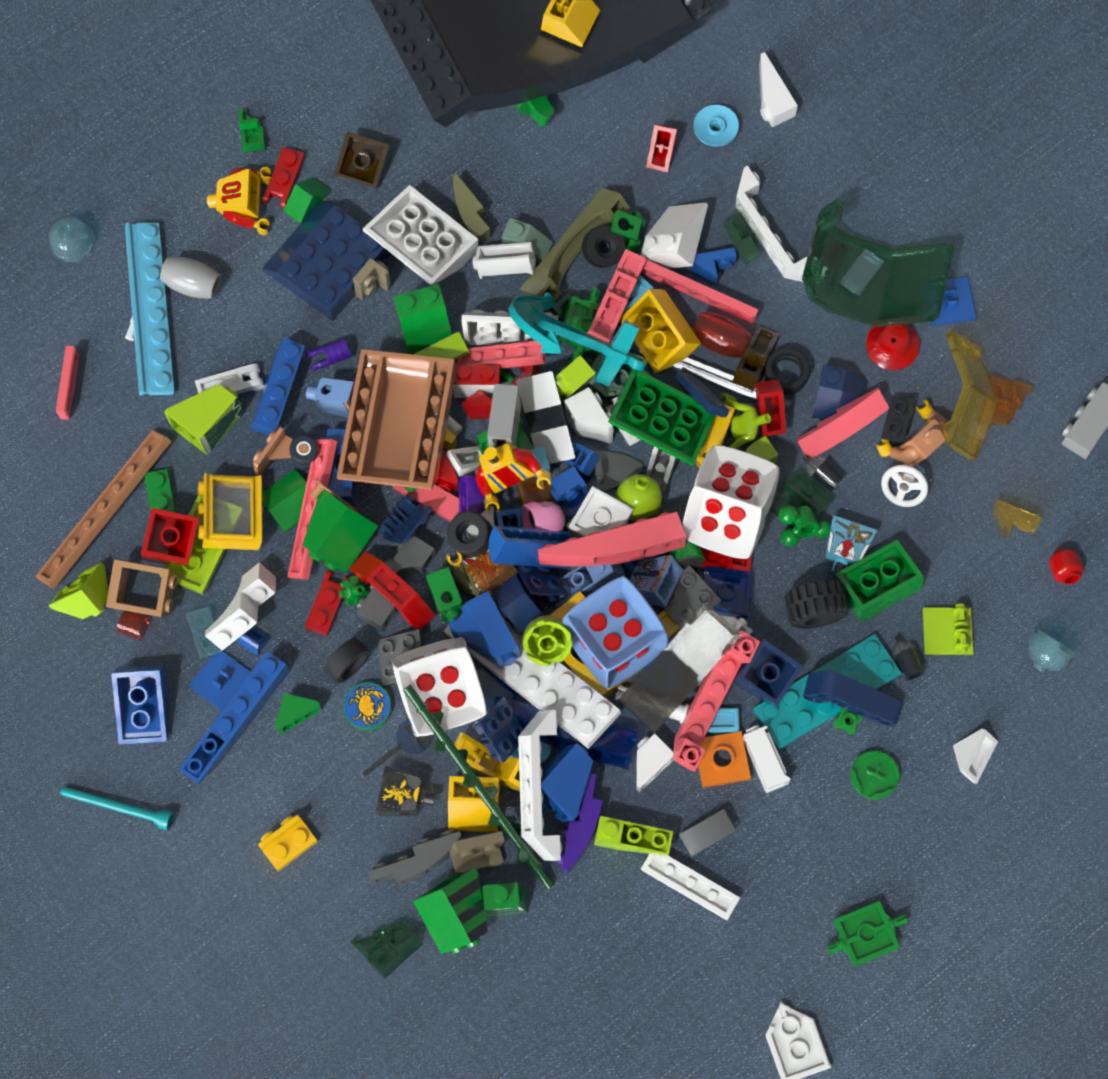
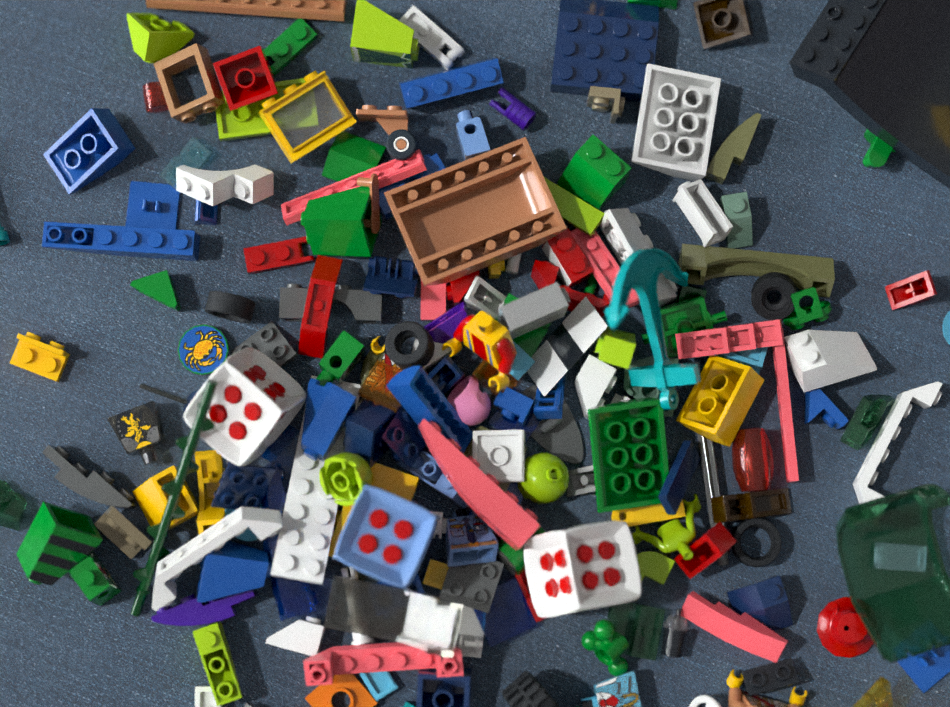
camera: 55 degrees right, 10 degrees up
(353, 590) = (300, 271): green plant -> none

